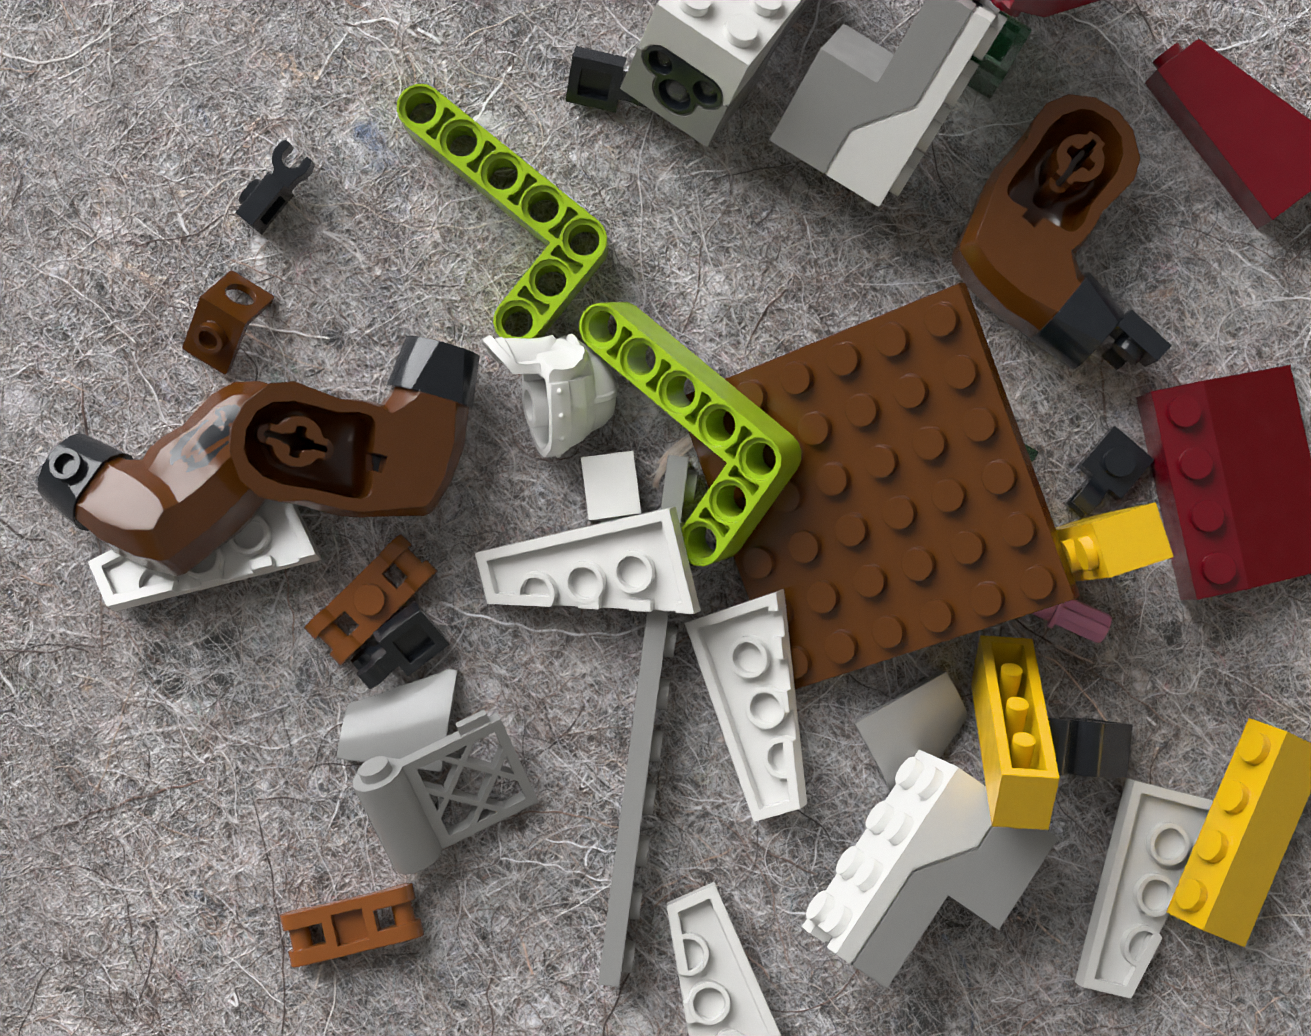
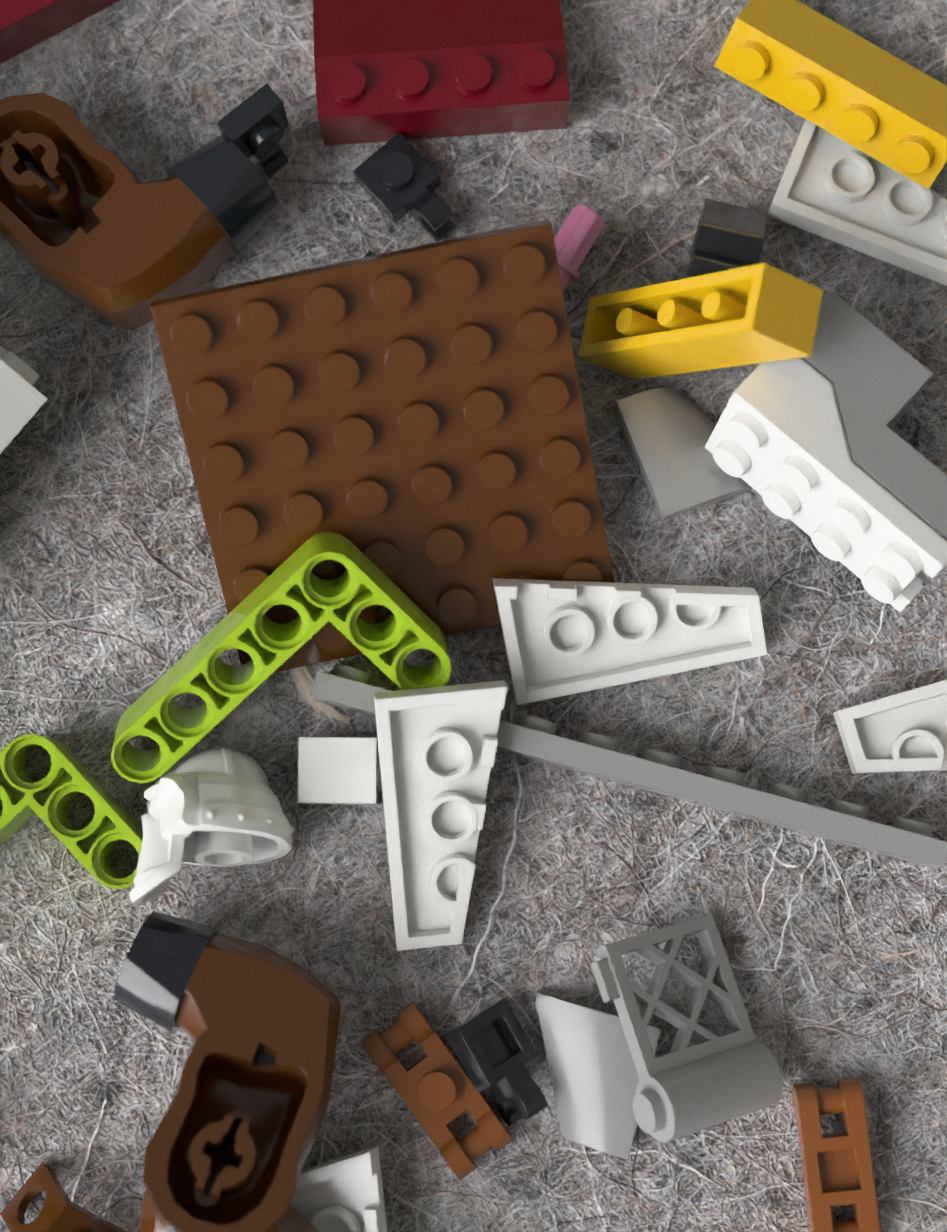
camera: 80 degrees left, 5 degrees down
(1114, 542) = (489, 165): yellow brick -> none

